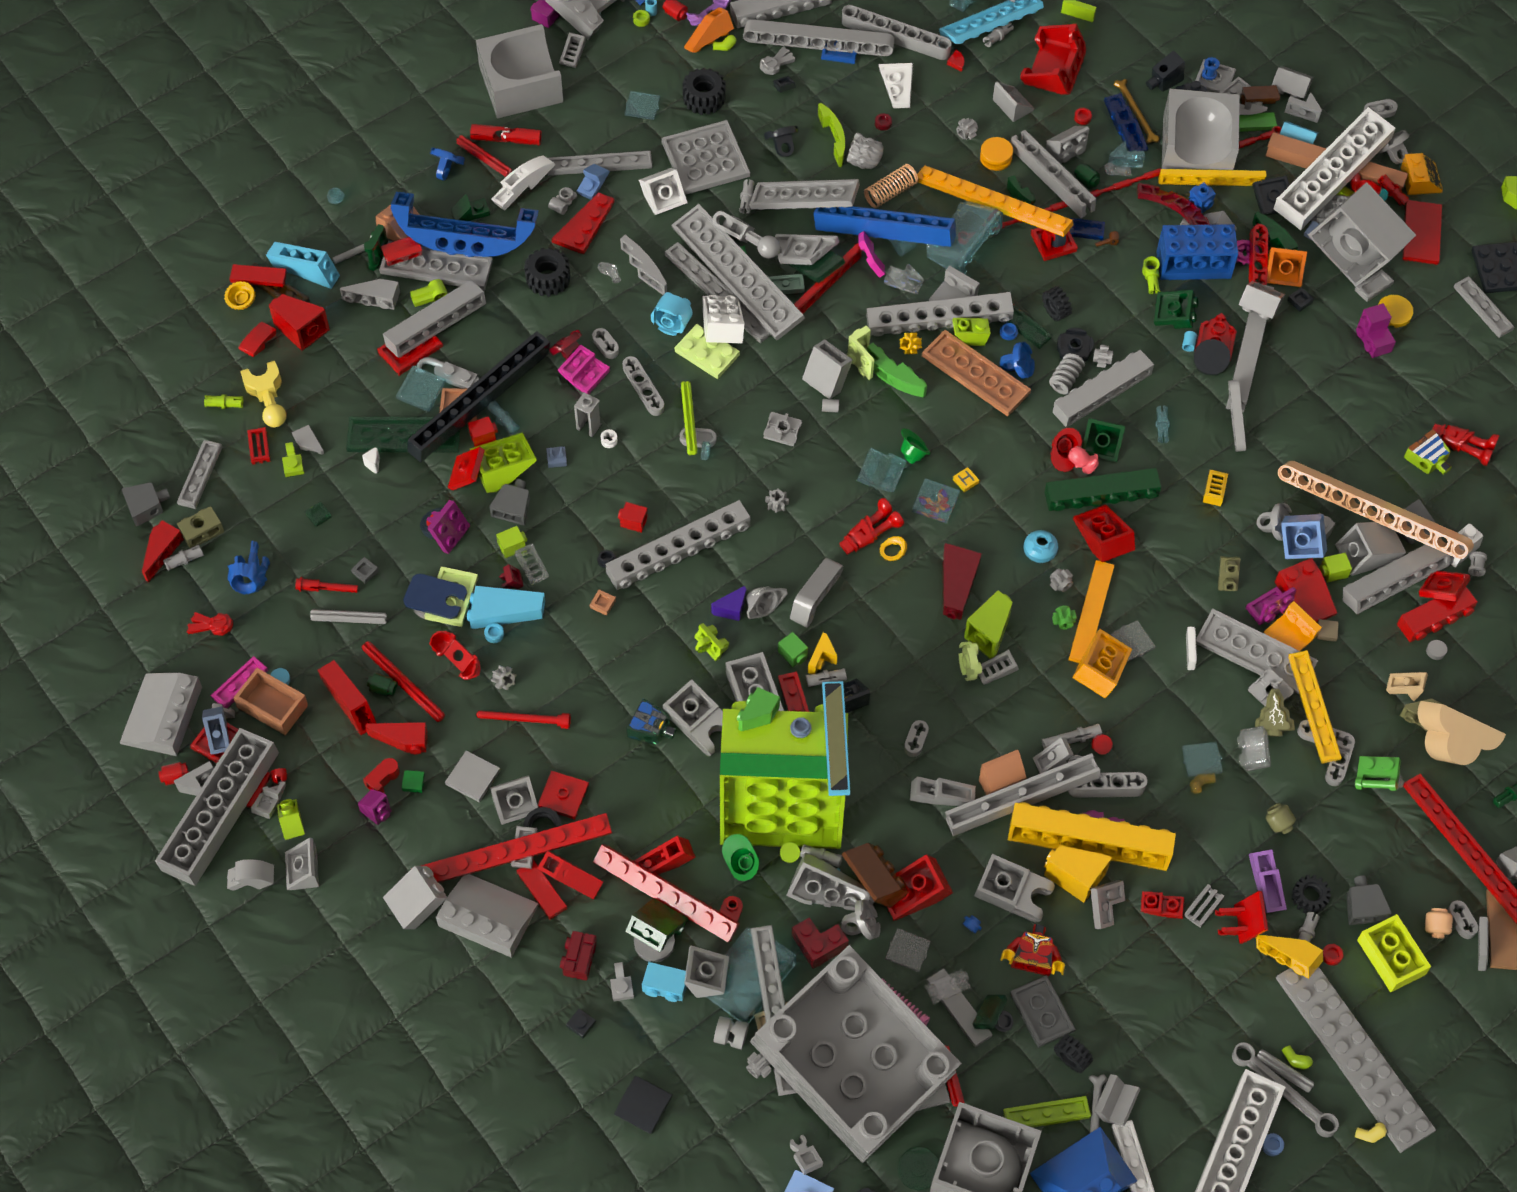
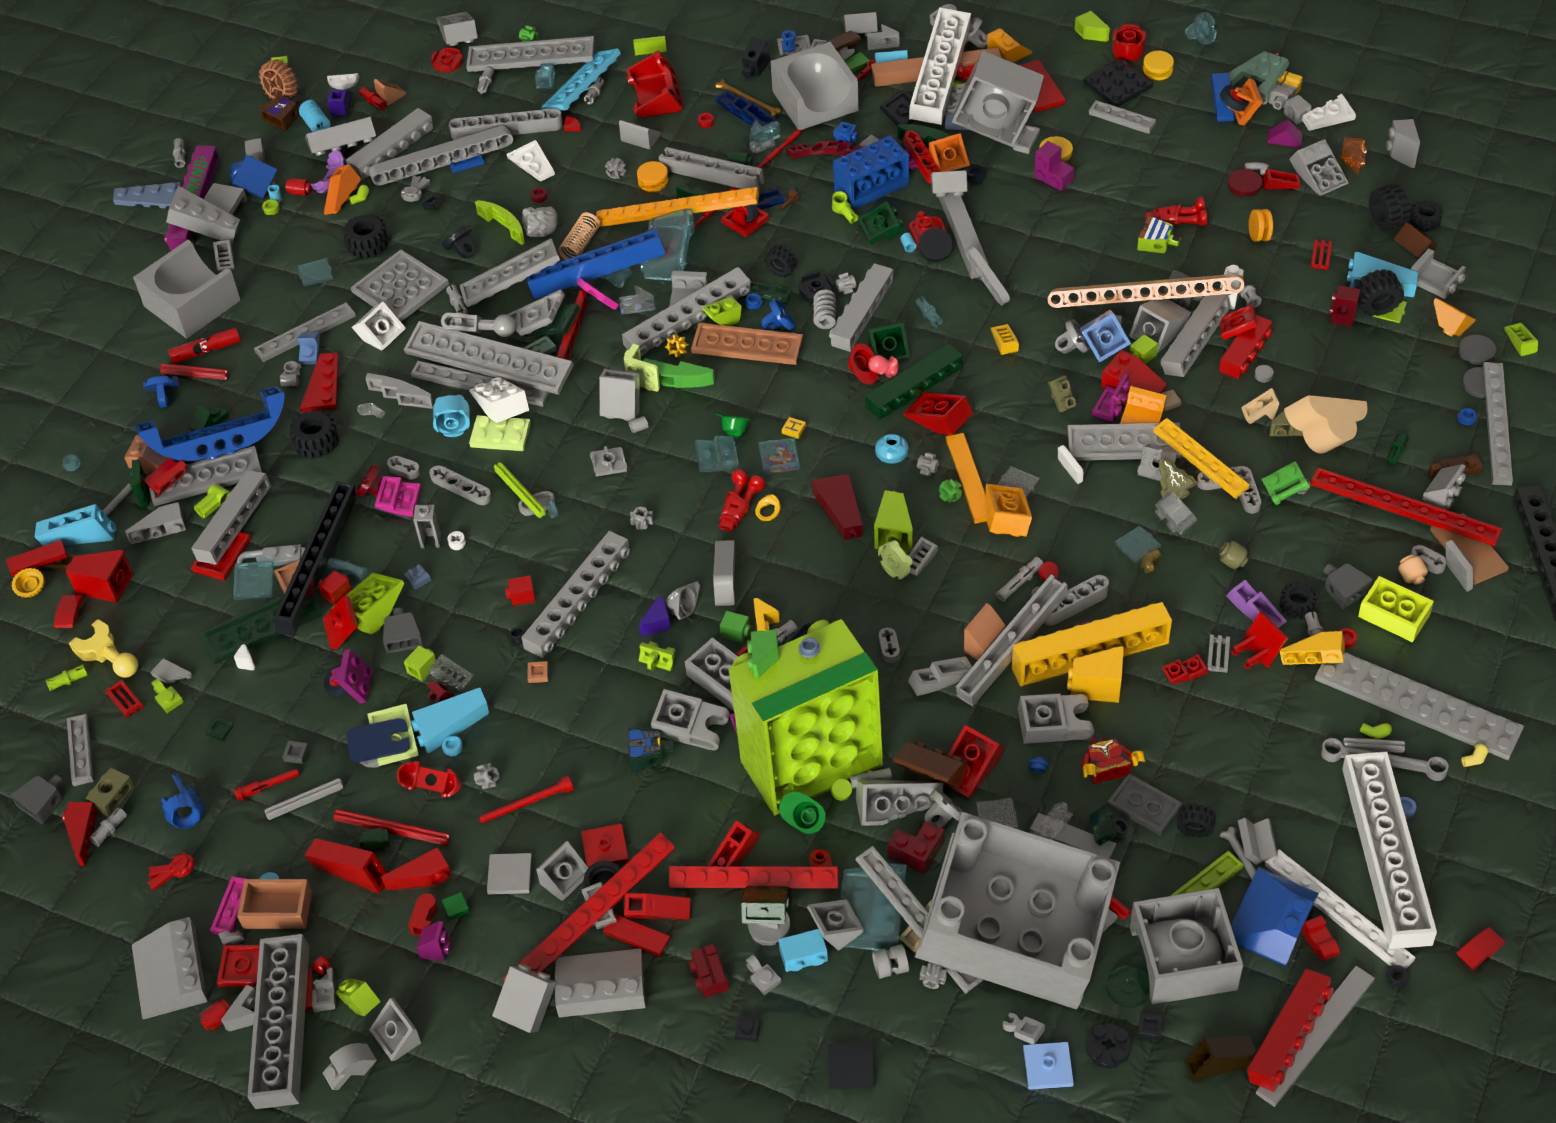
camera: 25 degrees left, 10 degrees down
(216, 729) = (237, 953): sand blue slope -> none
(522, 177) = (242, 371): white slope -> none
(836, 738) = (846, 642): olive tile -> none
(1053, 755) = (1015, 598): light grey slope -> none
(1068, 143) = (710, 140): light grey slope -> none
(1102, 900) = (1135, 686): light grey plate -> none
(1210, 177) = (847, 115): yellow tile -> none

